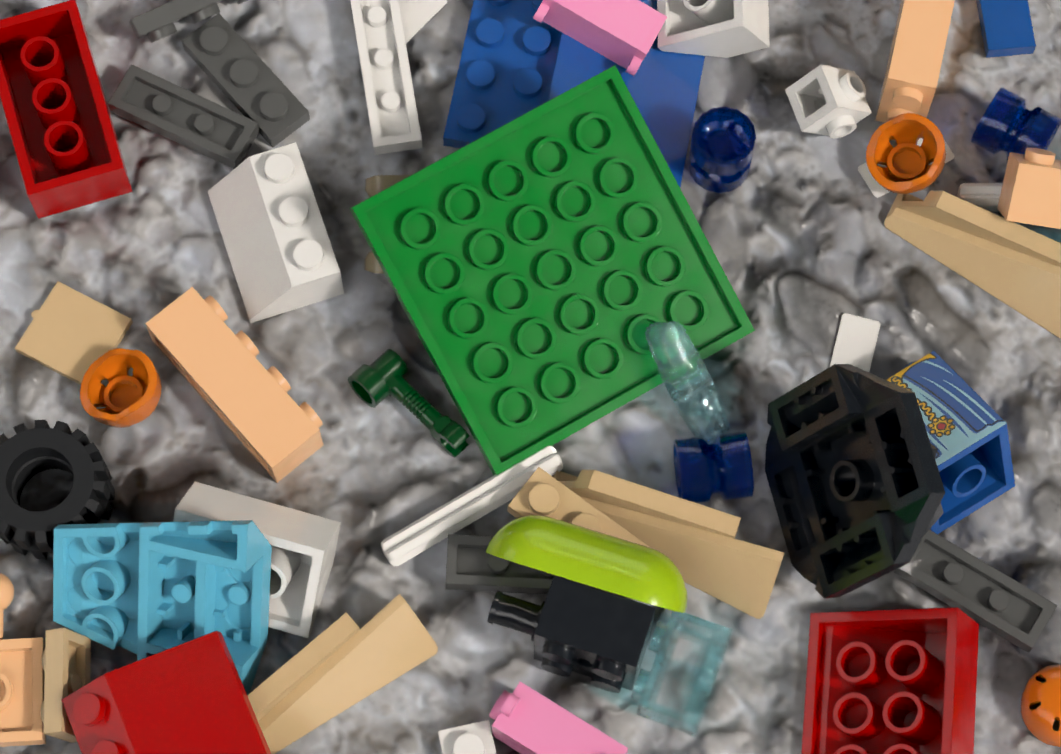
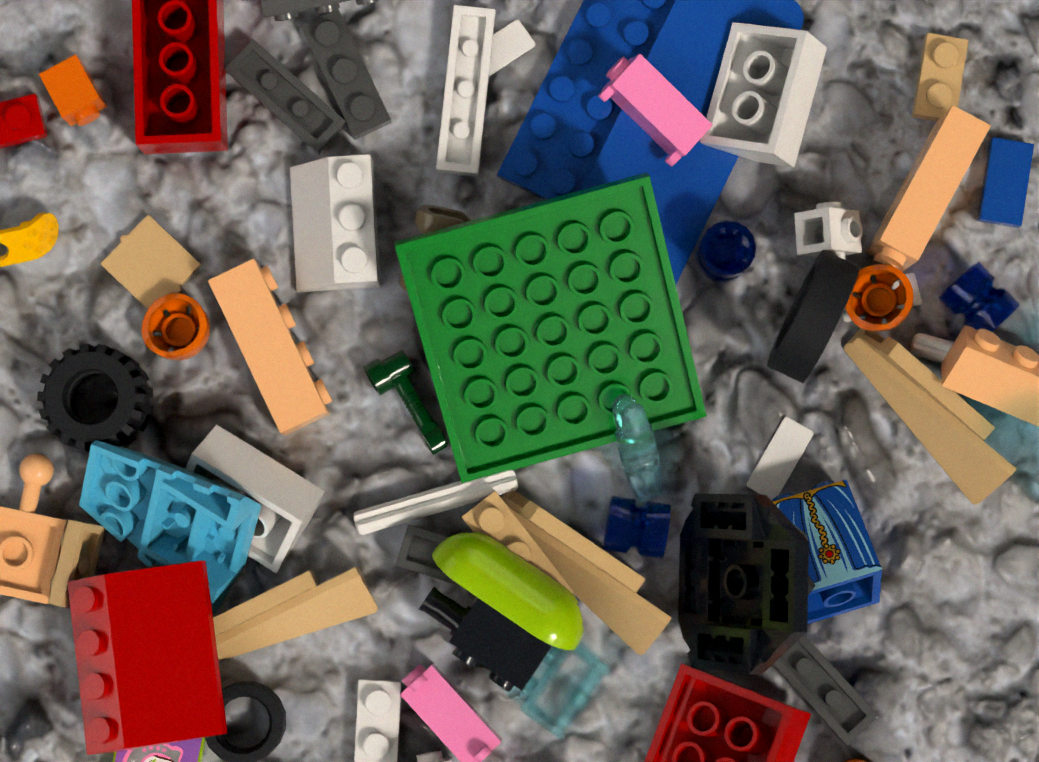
camera: 15 degrees right, 15 degrees up
(840, 181) = (813, 316): none -> black tyre

